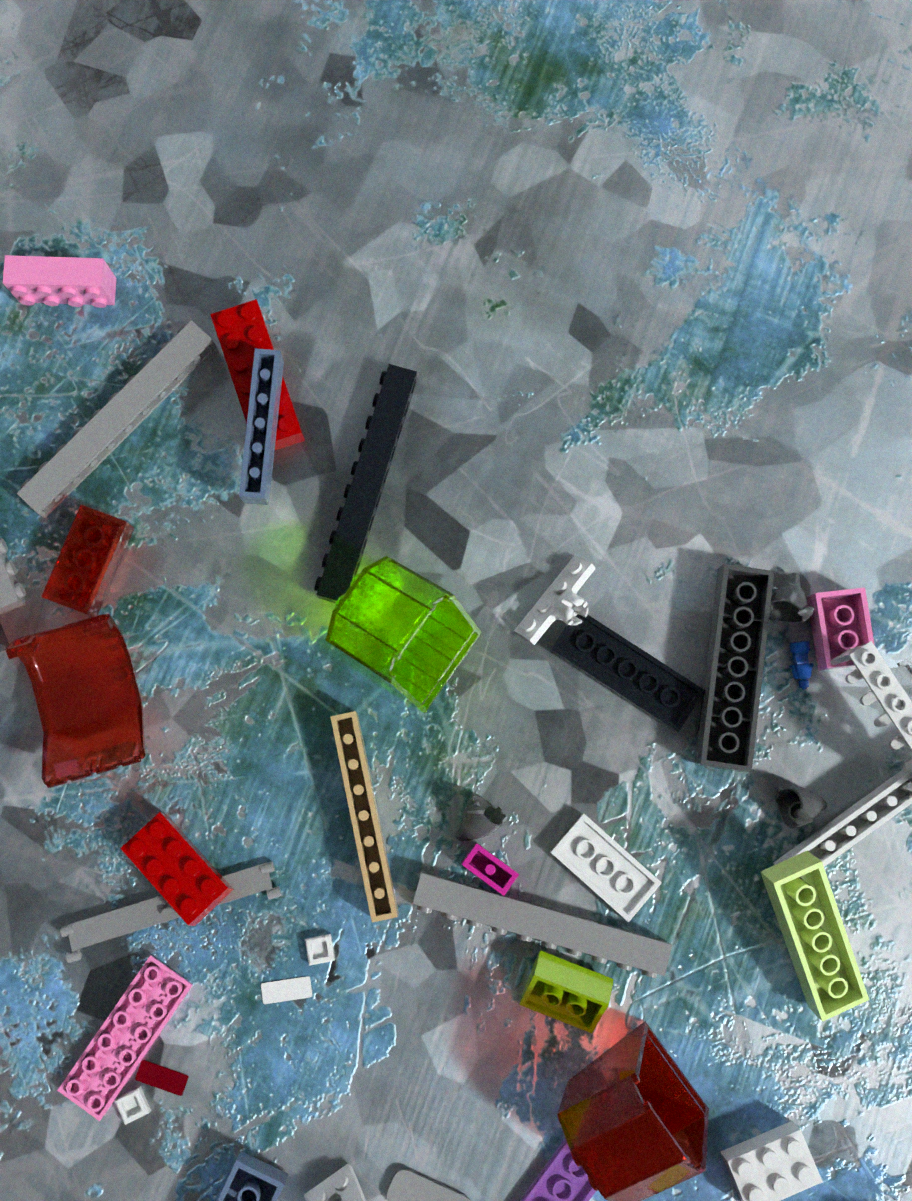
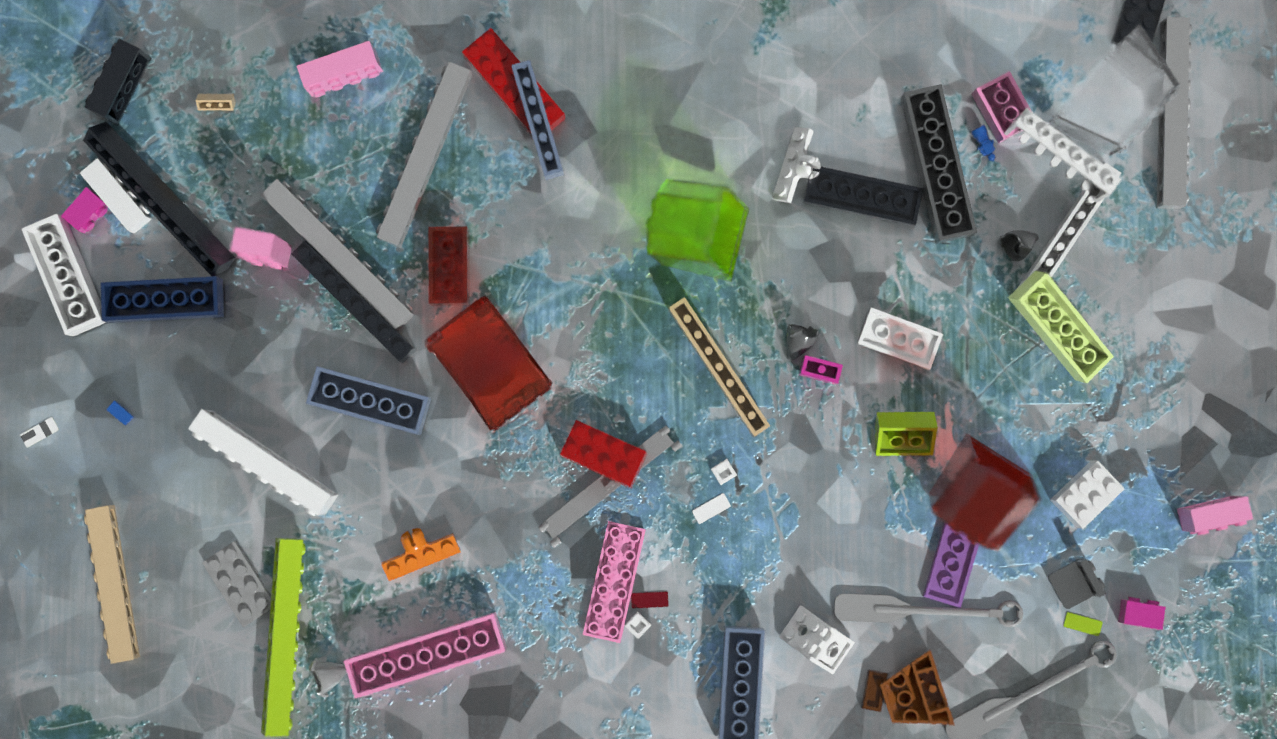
camera: 20 degrees left, 5 degrees up
(367, 483) = (625, 131): black brick -> none
(542, 923) = (870, 393): light grey brick -> none
(790, 602) = (961, 102): dark grey hat -> none

